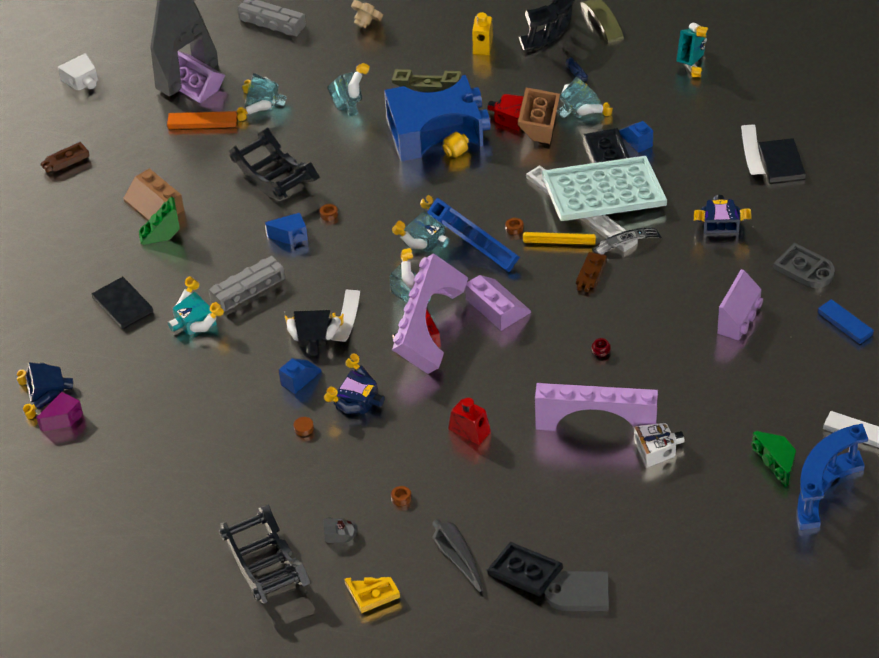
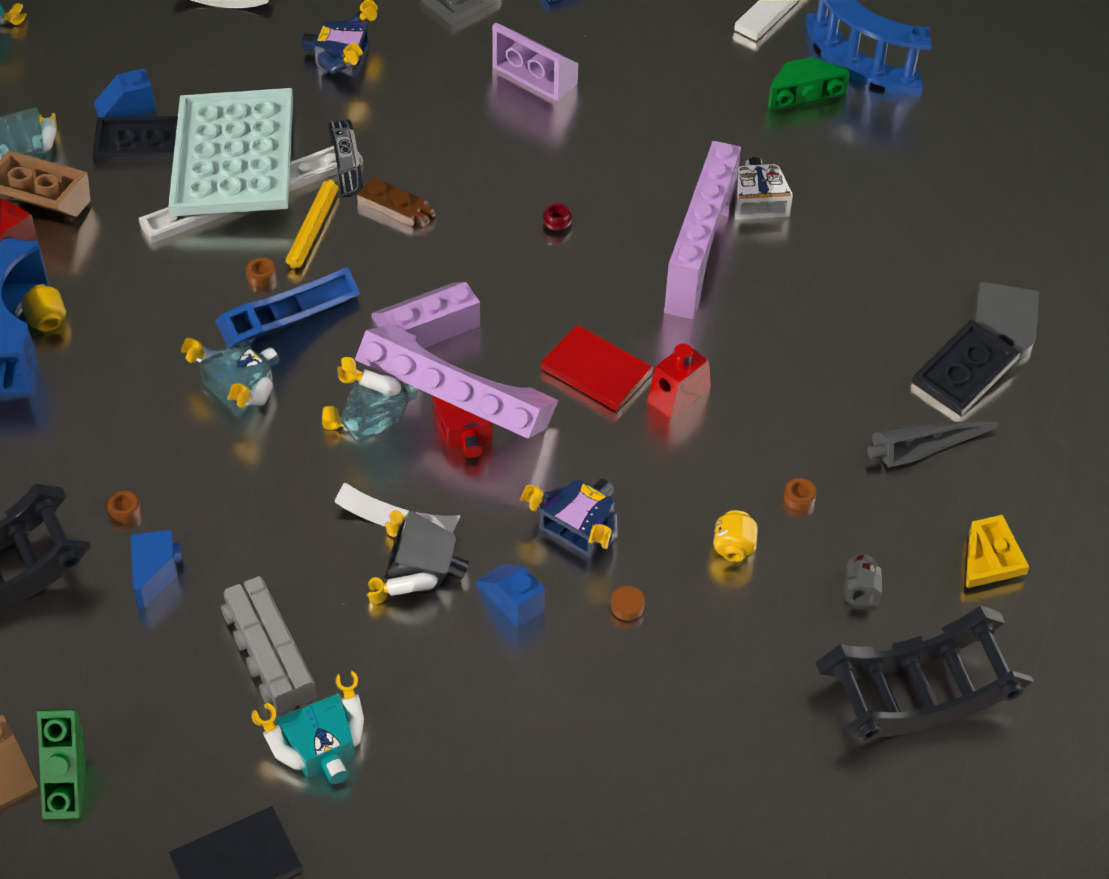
camera: 85 degrees left, 5 degrees up
(355, 463) = (735, 535): none -> yellow head
(480, 383) = (596, 367): none -> red tile

